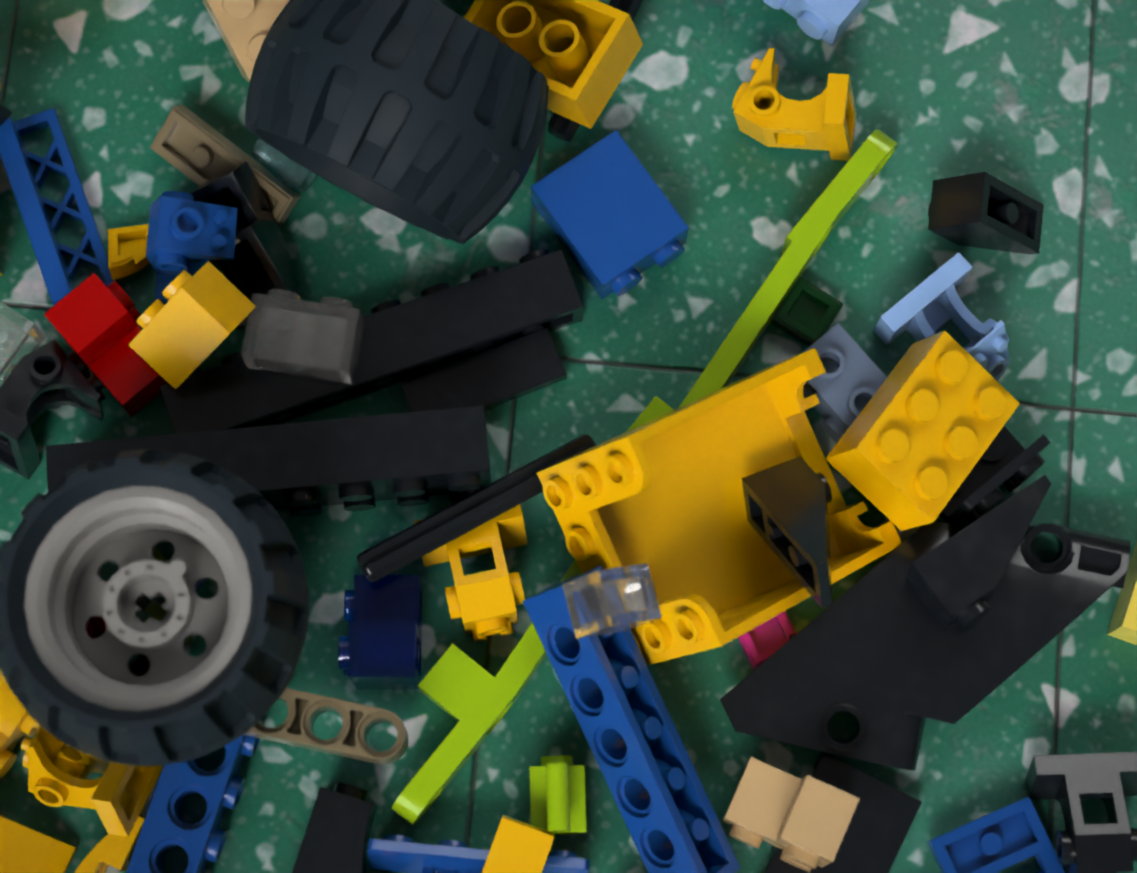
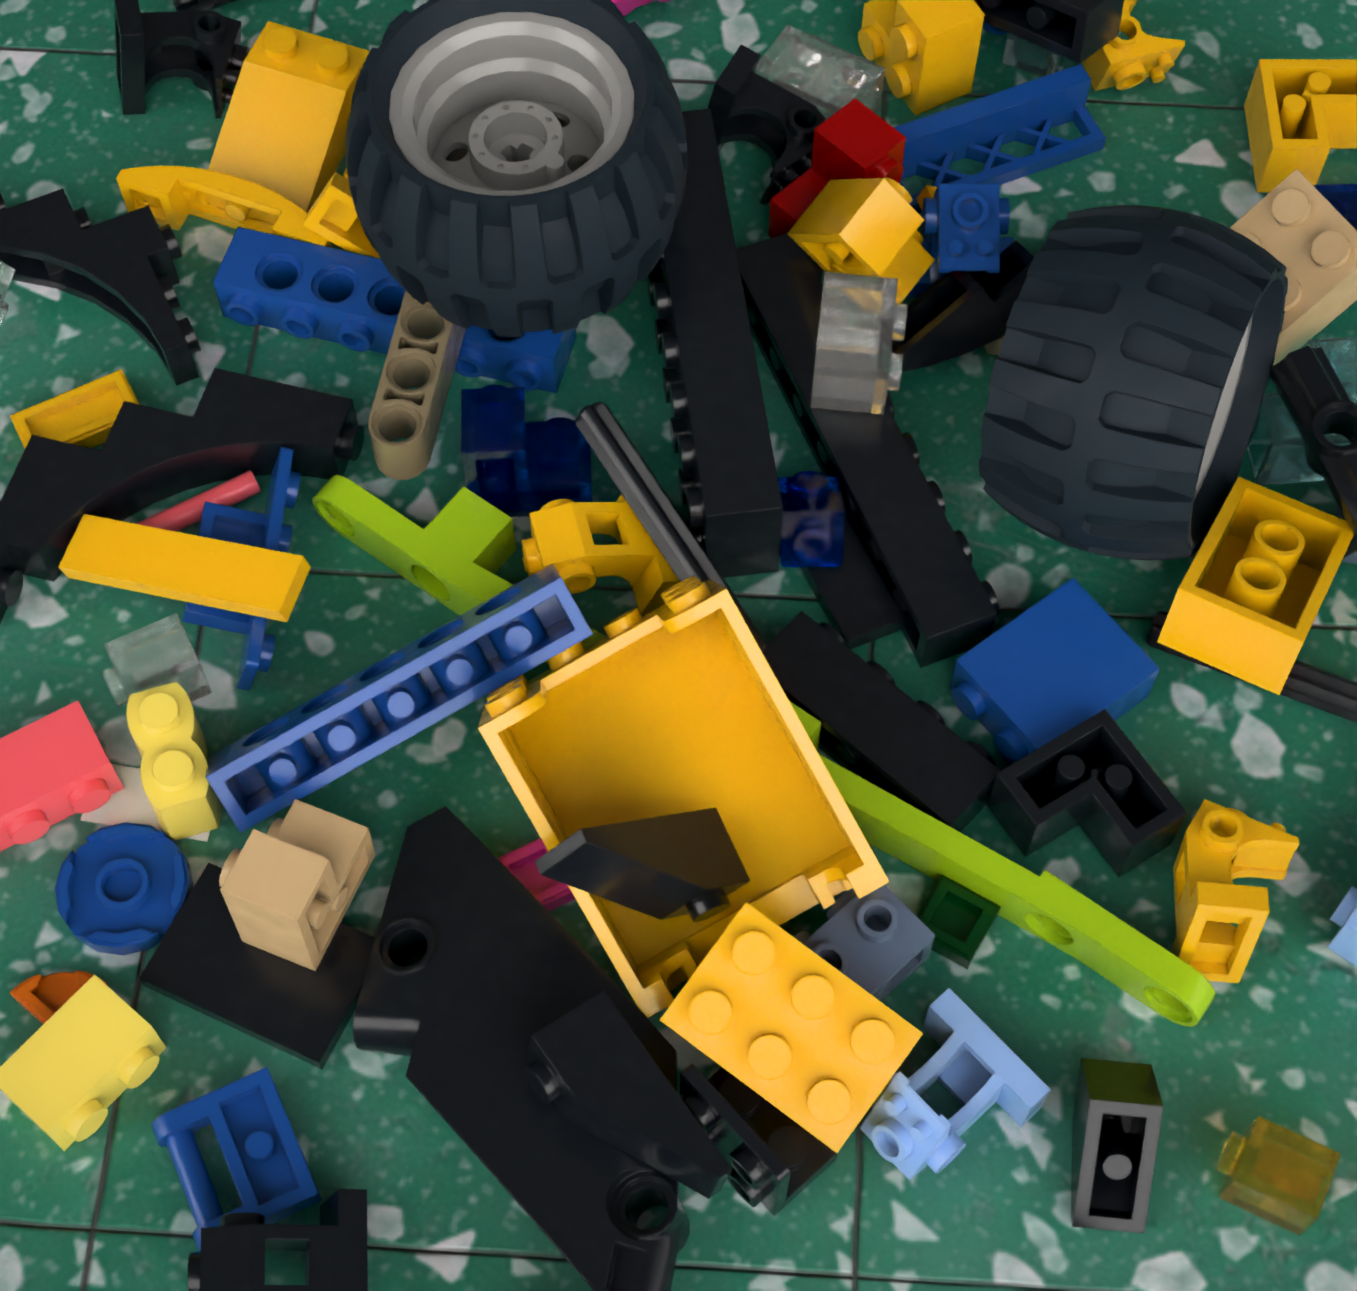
camera: 90 degrees right, 15 degrees down
(458, 387) = (811, 520): none -> clear blue bracket
(558, 796) = (333, 642): lime brick -> none
(611, 600) = (542, 629): clear brick -> none
(651, 356) = (879, 728): none -> black brick
(711, 194) = (1089, 781): none -> black brick
(1009, 106) = (1277, 1174): none -> clear yellow brick

